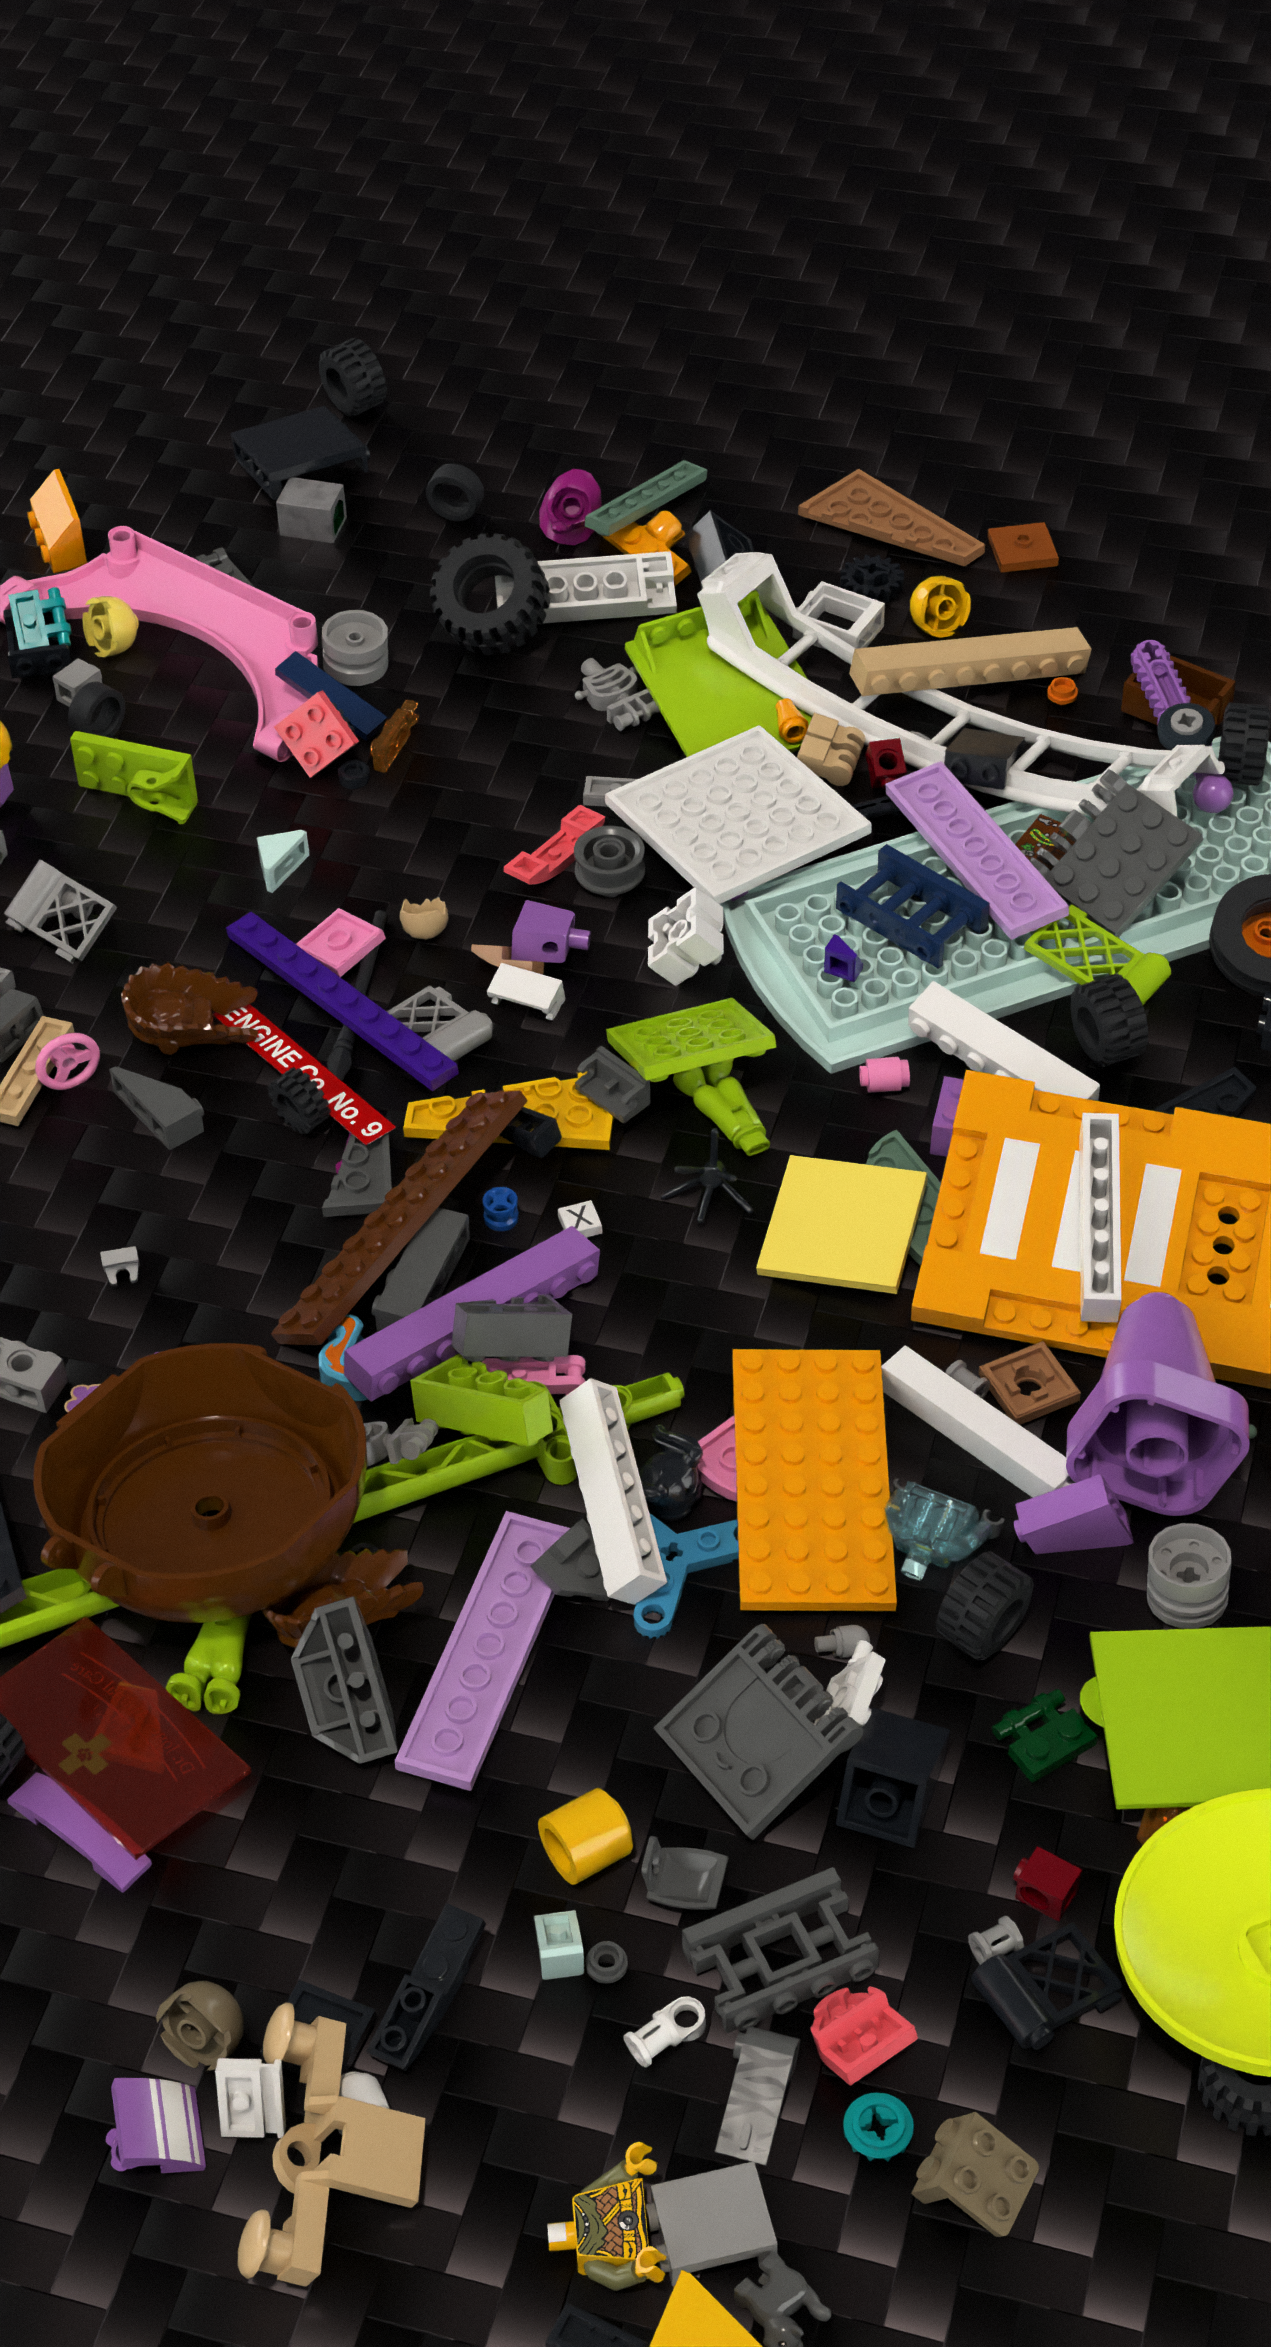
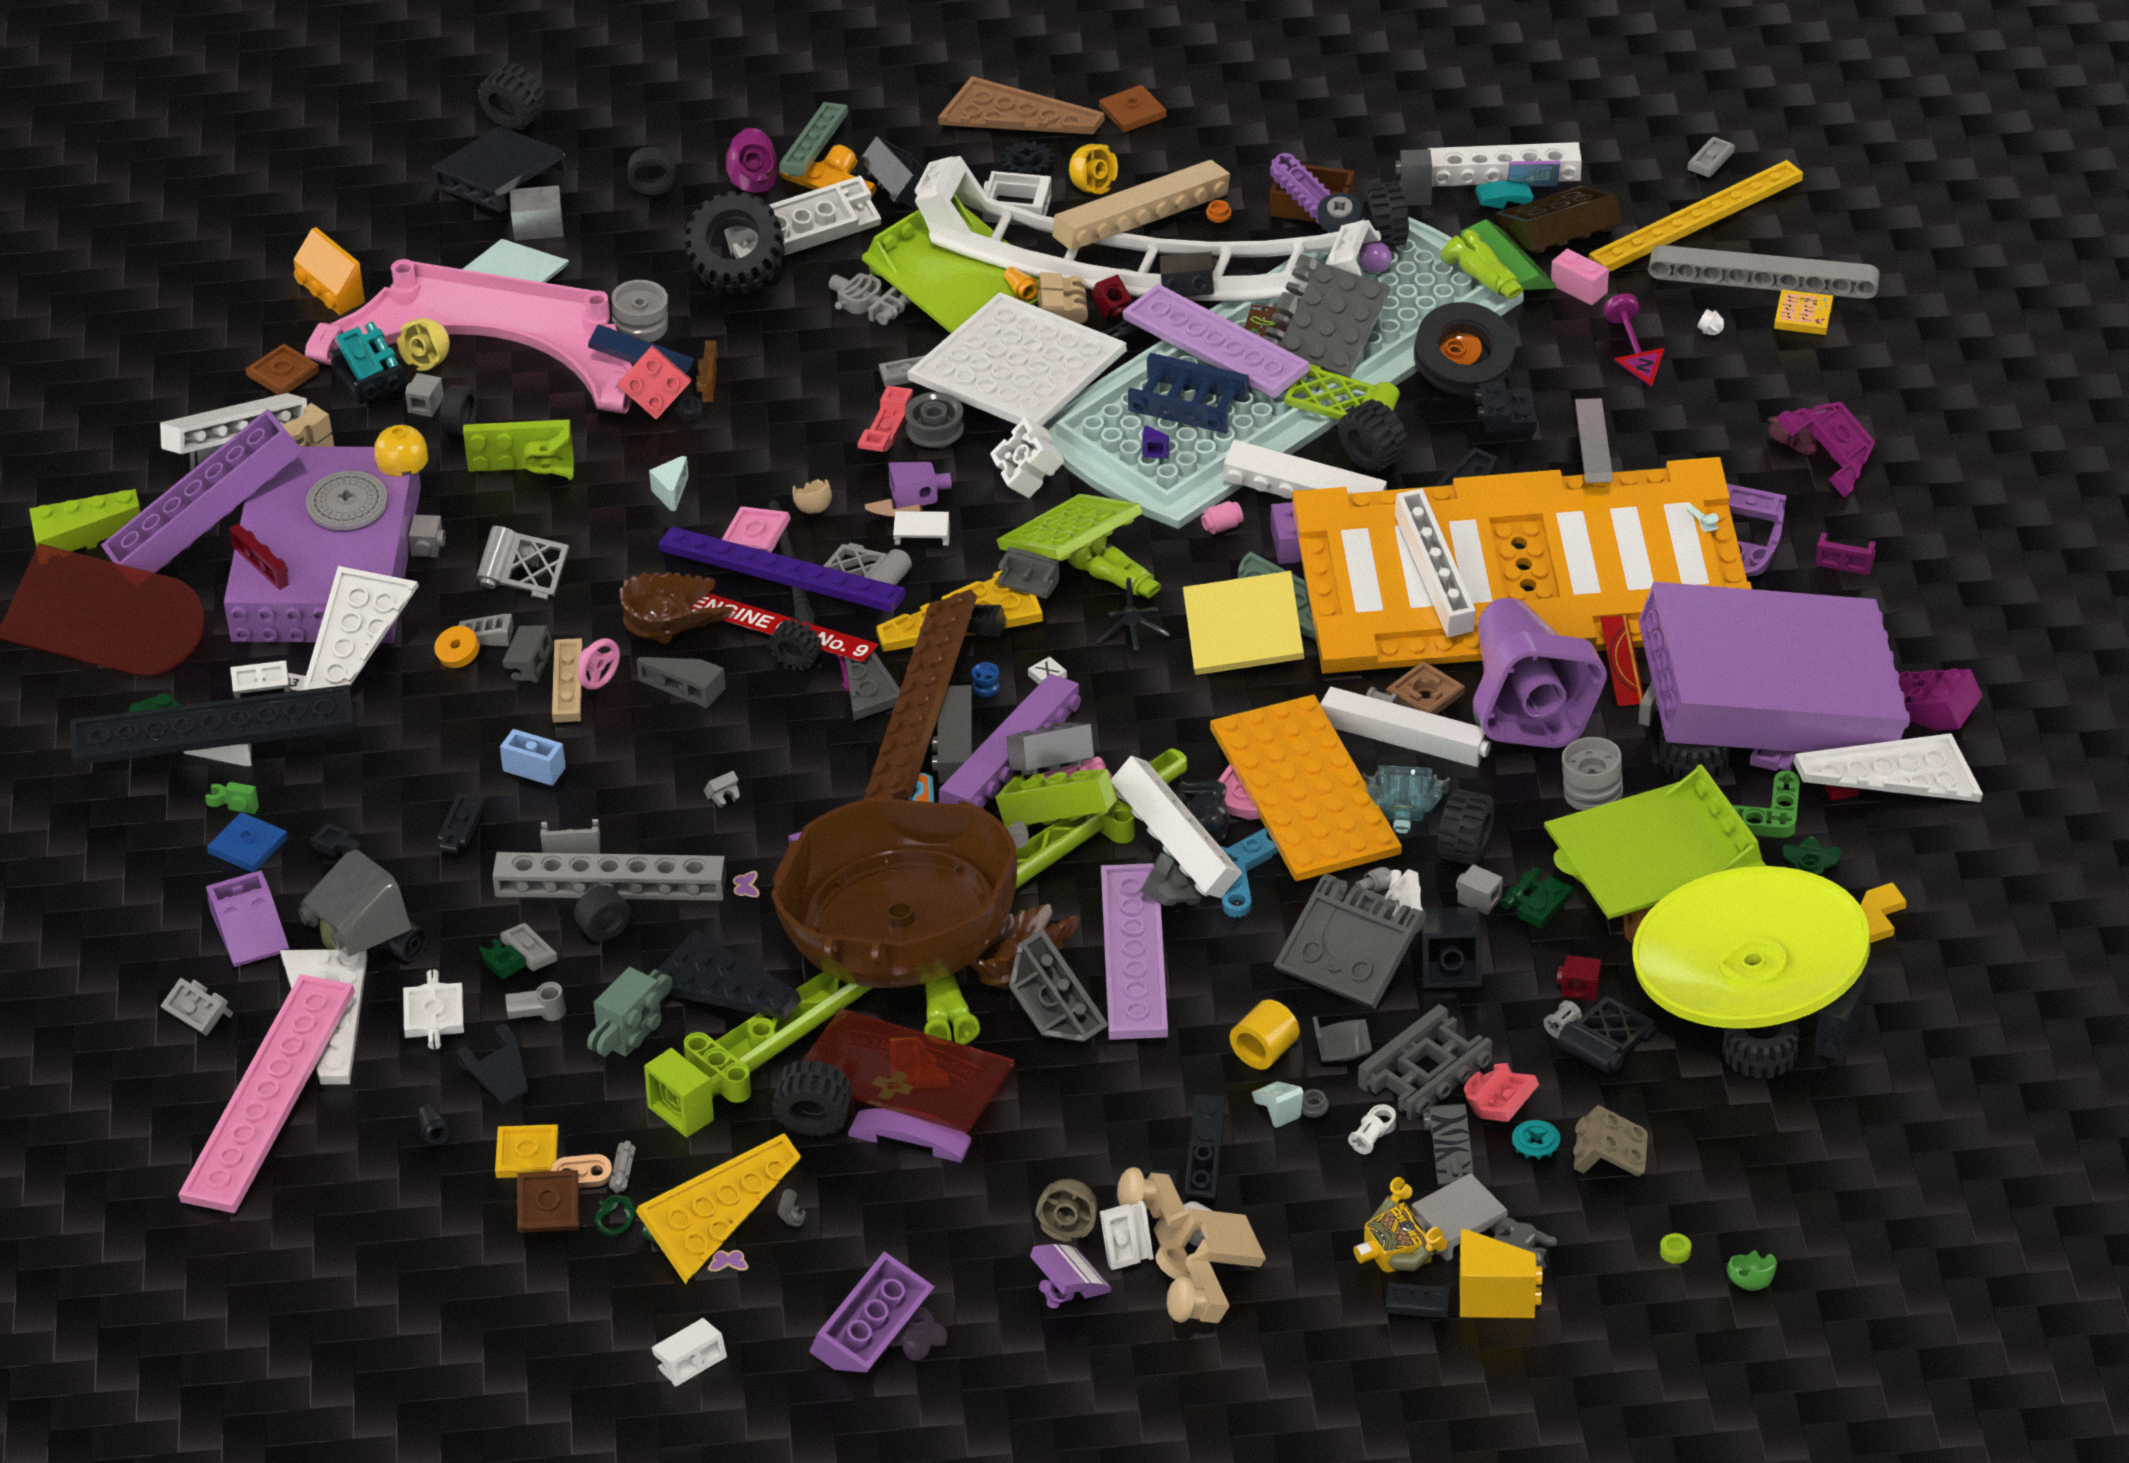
camera: 20 degrees left, 5 degrees down
(259, 562) = (517, 262): none -> light aqua piece
(971, 1699) = (1479, 889): none -> light grey brick
(1073, 1518) = (1497, 762): medium lavender slope -> none

